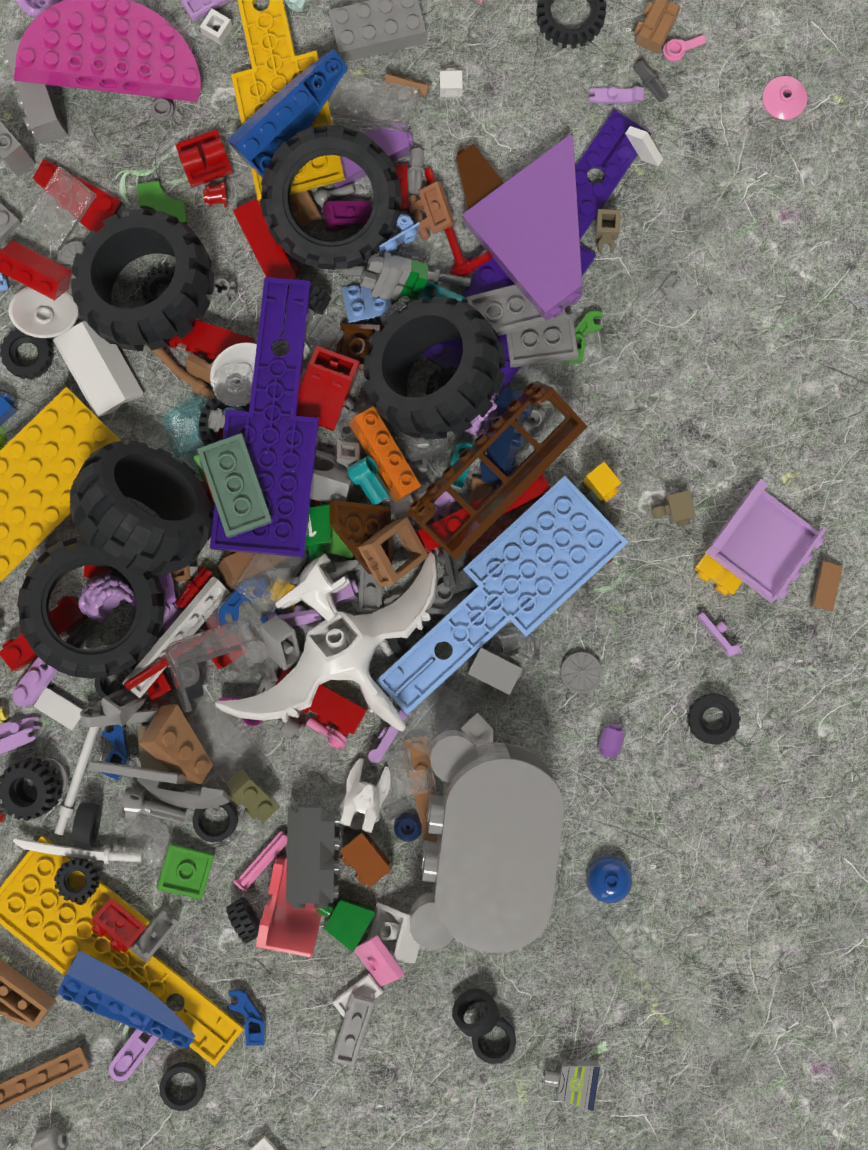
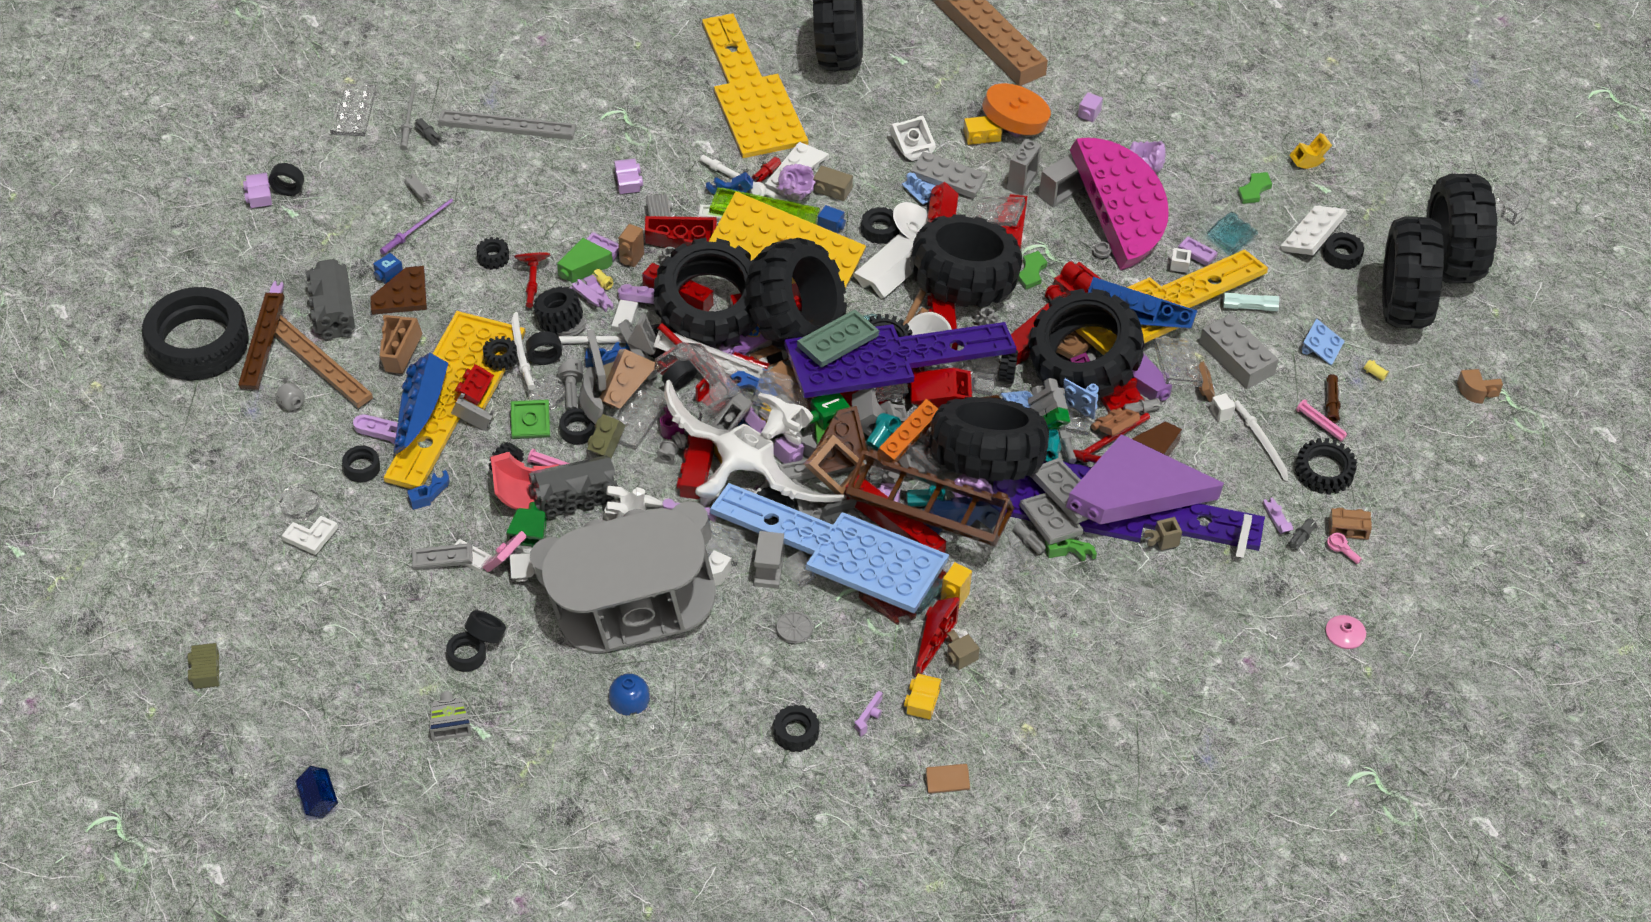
camera: 65 degrees right, 35 degrees down
(102, 595) = (718, 300): lavender hair -> none
(216, 420) = (882, 319): light grey plate -> none
(229, 392) = (913, 325): clear dish -> none
(335, 738) = (670, 481): bright pink plate -> none
(366, 859) = (585, 508): dark orange brick -> none
(506, 59) = (1251, 422): none -> white sword
(554, 373) = (1029, 537): none -> light grey axle
(611, 741) = (746, 660): medium lavender brick -> none
(638, 519) = (940, 621): none -> red wedge
(765, 544) = (962, 712): lavender panel -> none

